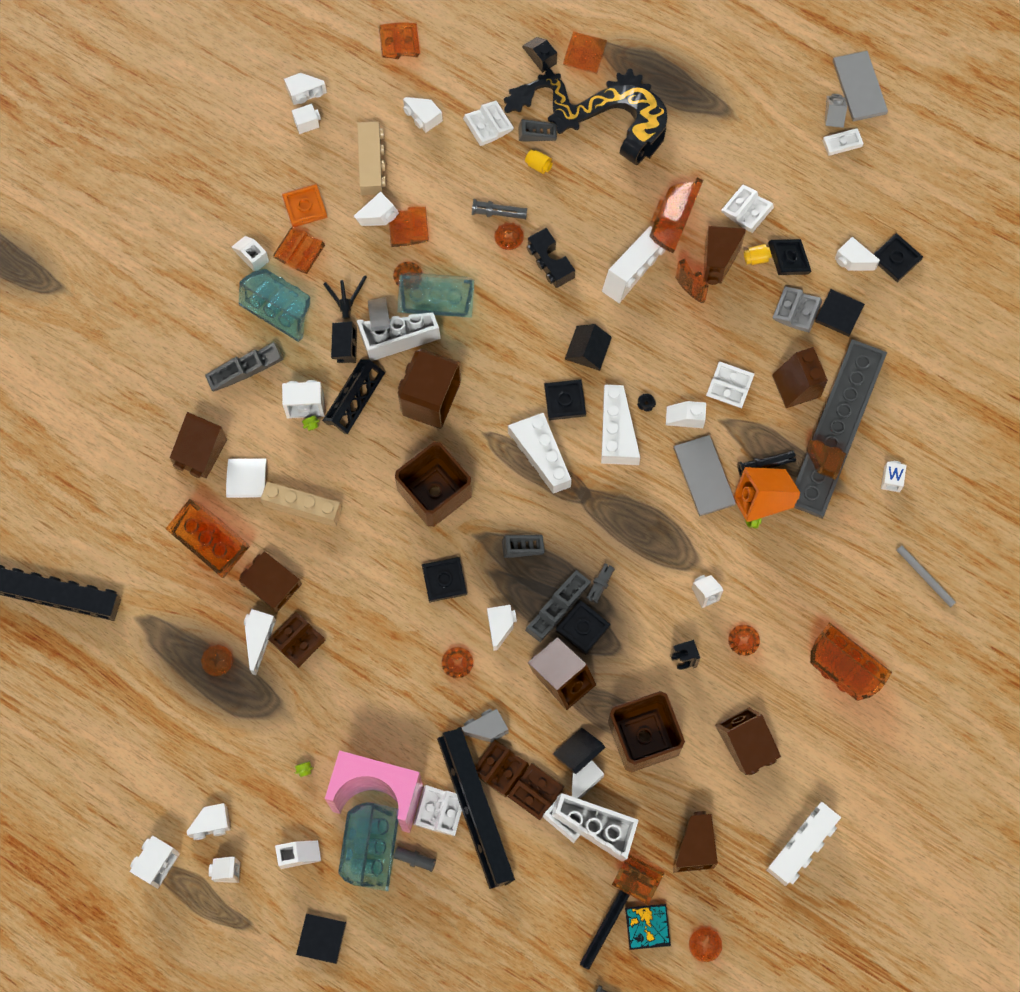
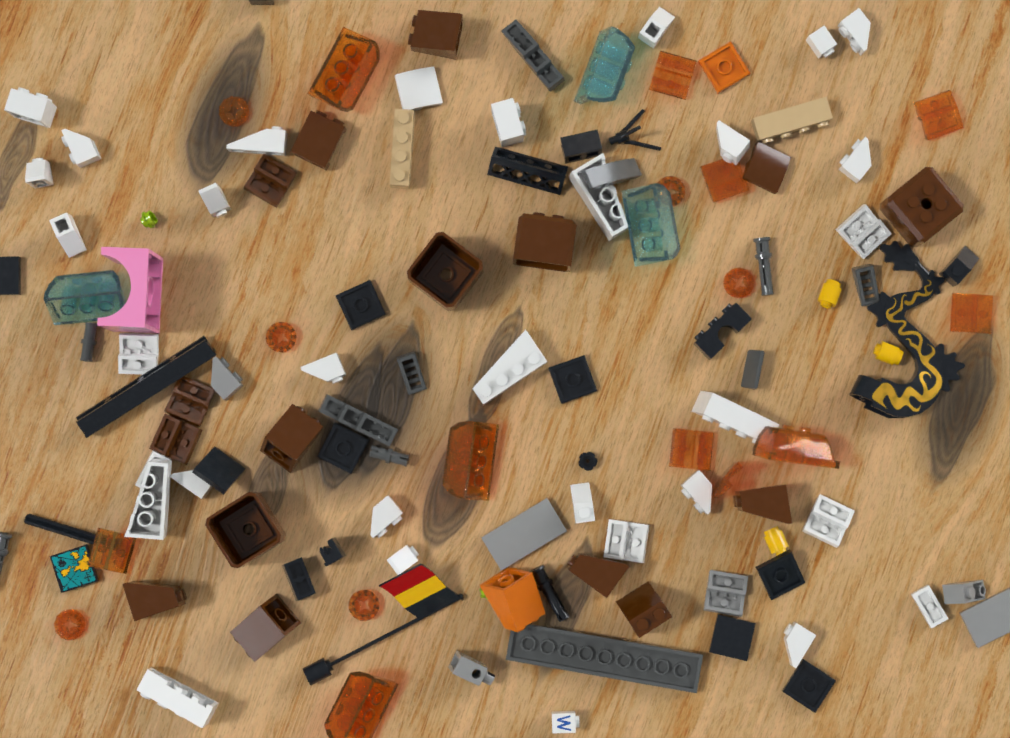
camera: 80 degrees right, 15 degrees up
(303, 694) = (214, 200): none -> white slope
(310, 423) = (489, 136): lime plate -> none
(408, 188) = (766, 167): none -> reddish brown slope
(482, 78) = (910, 218): none -> reddish brown plate
(588, 346) = (634, 390): black slope -> none
(593, 240) = (752, 369): none -> dark grey slope
(605, 125) = (888, 353): none -> yellow brick
(618, 434) = (545, 439): white wedge -> none
(621, 505) = (470, 459): none -> clear orange windscreen
(655, 309) = (691, 449): none -> clear orange slope
(658, 600) = (383, 515): none -> white slope
(697, 308) = (700, 490): none -> white slope
(705, 697) = (298, 579): none -> black hinge
(744, 580) = (417, 592): none -> flag
(757, 412) = (597, 572): none -> reddish brown slope
(826, 459) = (562, 650): clear orange slope -> none
(826, 551) = (463, 666): none -> light grey torso

